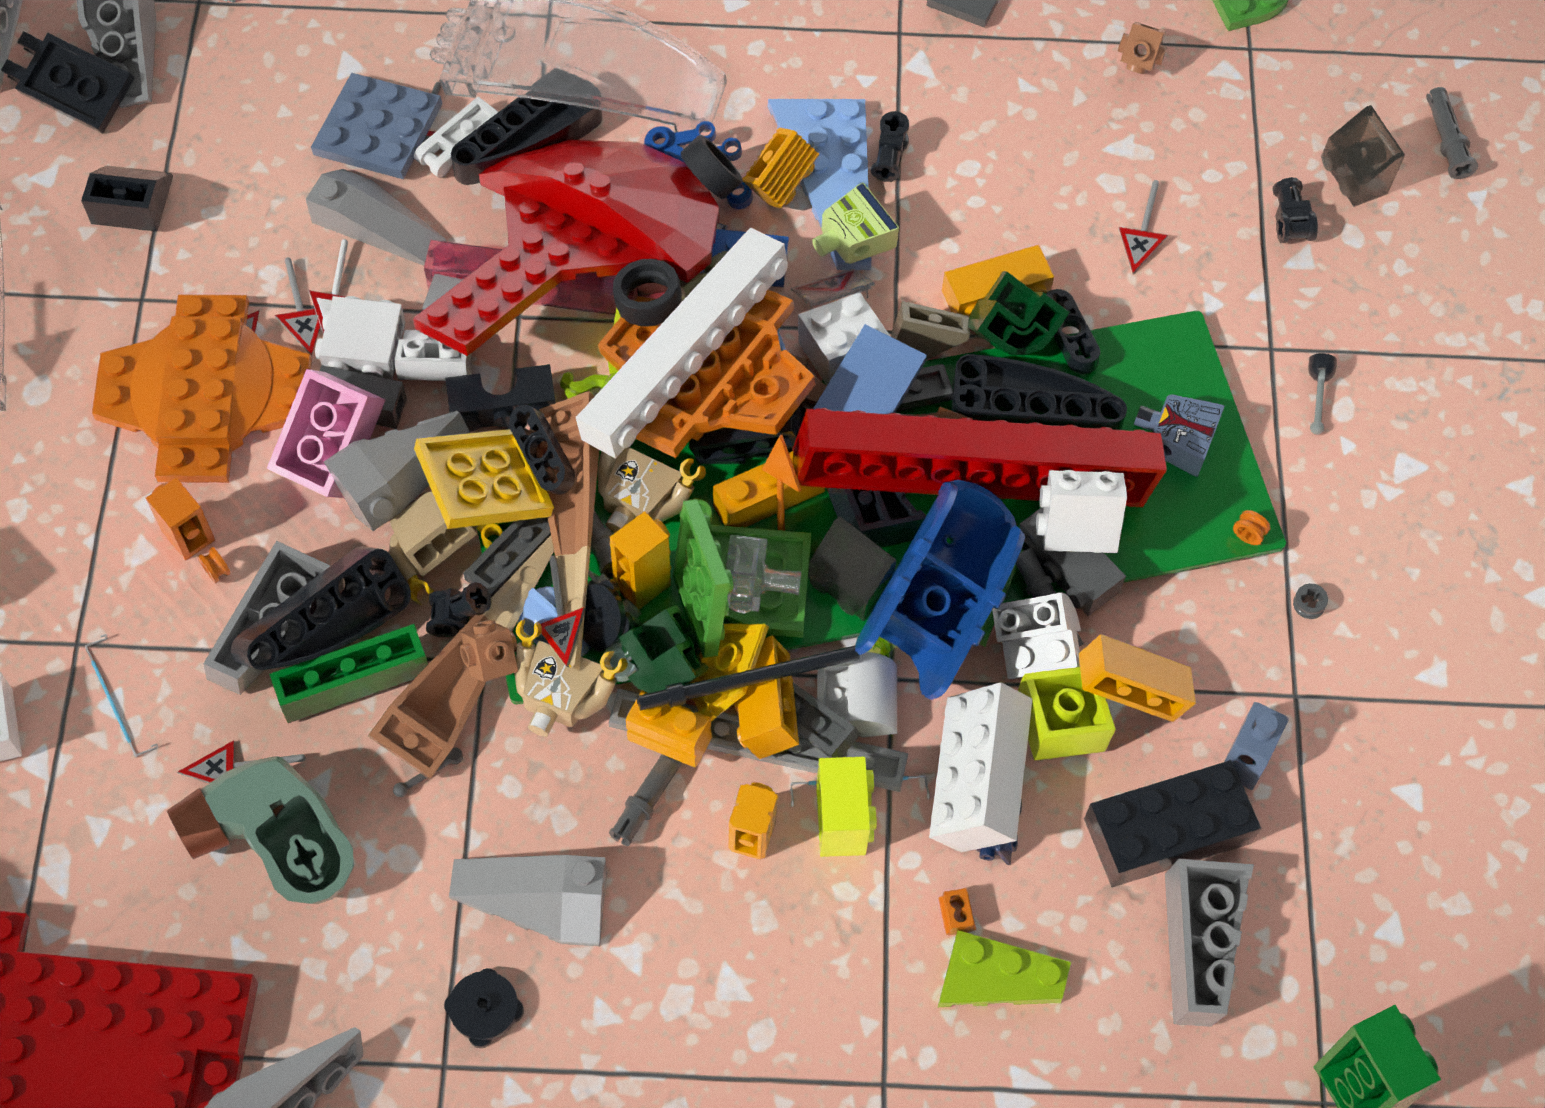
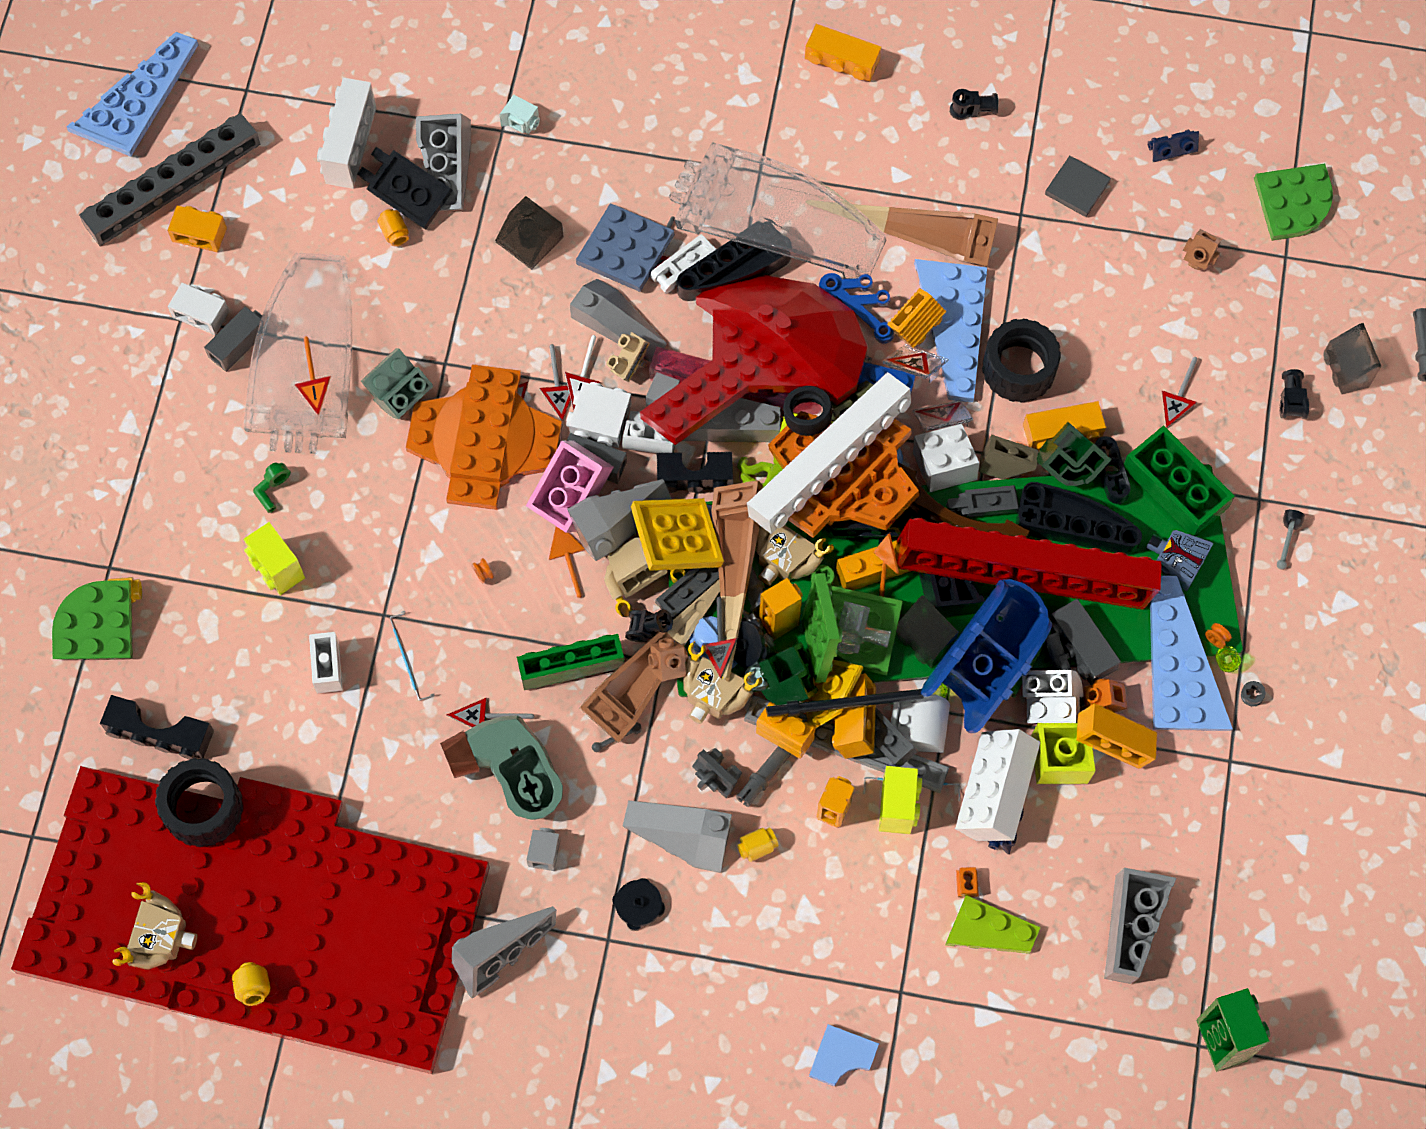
camera: 10 degrees right, 5 degrees up
(56, 132) = (393, 227): none -> light orange brick
(72, 329) = (396, 384): none -> sand green brick
(126, 197) = (441, 284): black slope -> none
(180, 518) = (463, 535): orange brick -> none
(244, 119) = (529, 232): none -> clear smoke slope
(277, 579) = (522, 610): light grey wedge -> none
(329, 518) = (564, 545): none -> orange piece
(334, 945) = (543, 849): none -> light grey brick
(338, 616) = (567, 620): black beam -> none
(397, 258) = (630, 357): none -> tan hips
(551, 327) = (741, 422): none -> light grey wedge
(554, 455) = (728, 524): black beam -> none
(573, 805) = (713, 774): none -> dark grey hips
(648, 896) = (757, 844): none -> yellow brick
(711, 167) = (866, 313): black tyre -> none
(786, 224) = (916, 362): none -> clear piece
(813, 62) = (949, 233): none -> nougat plate
(856, 227) = (966, 372): yellowish green torso -> none
(873, 375) = (959, 494): medium blue tile -> none
(892, 143) = (1001, 307): black connector -> none
(938, 175) = (1028, 335): none -> black tyre
(1082, 511) = (1094, 613): white brick -> none
(1114, 621) = (1107, 694): none -> orange brick
(1163, 332) = (1178, 481): none -> green brick
(1171, 821) = (1125, 840): black brick -> none
(1209, 588) = (1181, 675): none -> light blue wing
(1256, 739) = (1194, 792): sand blue torso -> none
(1280, 561) = (1220, 659): none -> clear neon green bush

